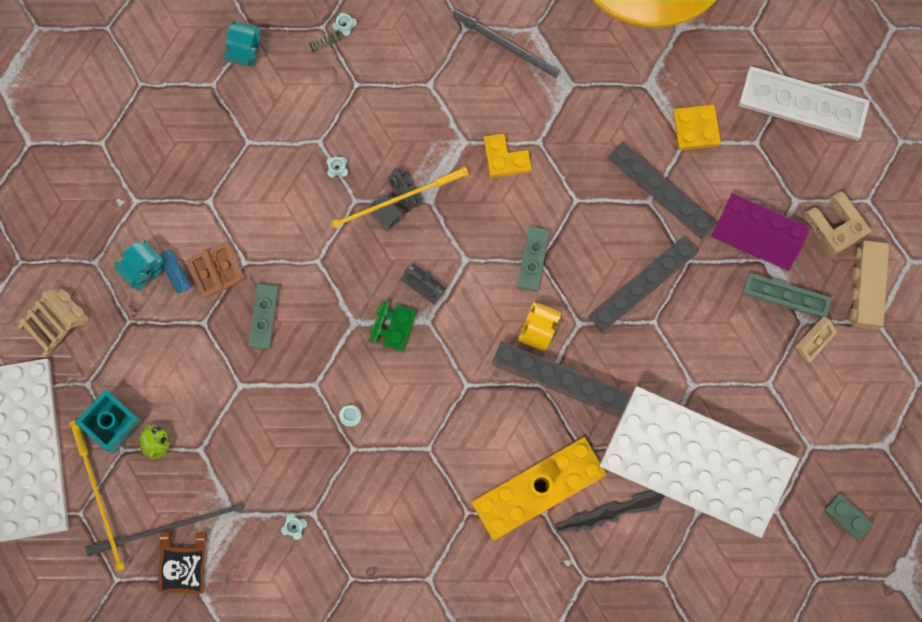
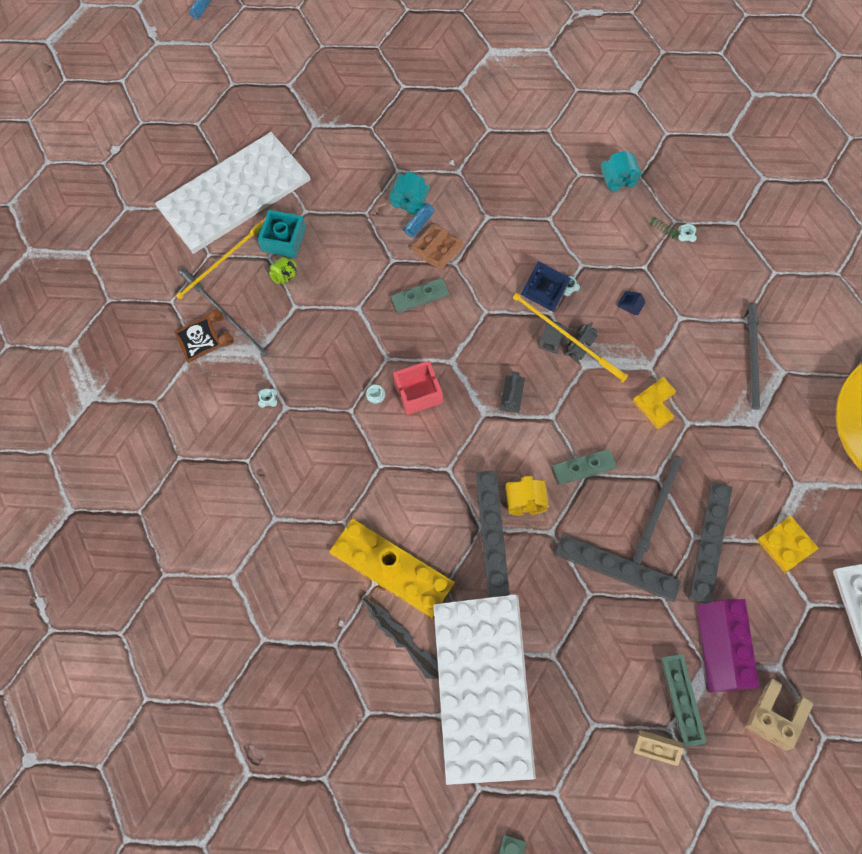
camera: 70 degrees right, 10 degrees down
(60, 312) = (340, 162): tan plate -> none
(329, 189) = (546, 286): none -> dark blue plate
(371, 370) = (416, 387): none -> coral piece
(388, 119) = (632, 302): none -> dark blue slope
(399, 327) = (465, 394): green plate -> none
(633, 248) = (643, 543): none -> dark grey bar
(870, 285) = (742, 775): tan brick -> none

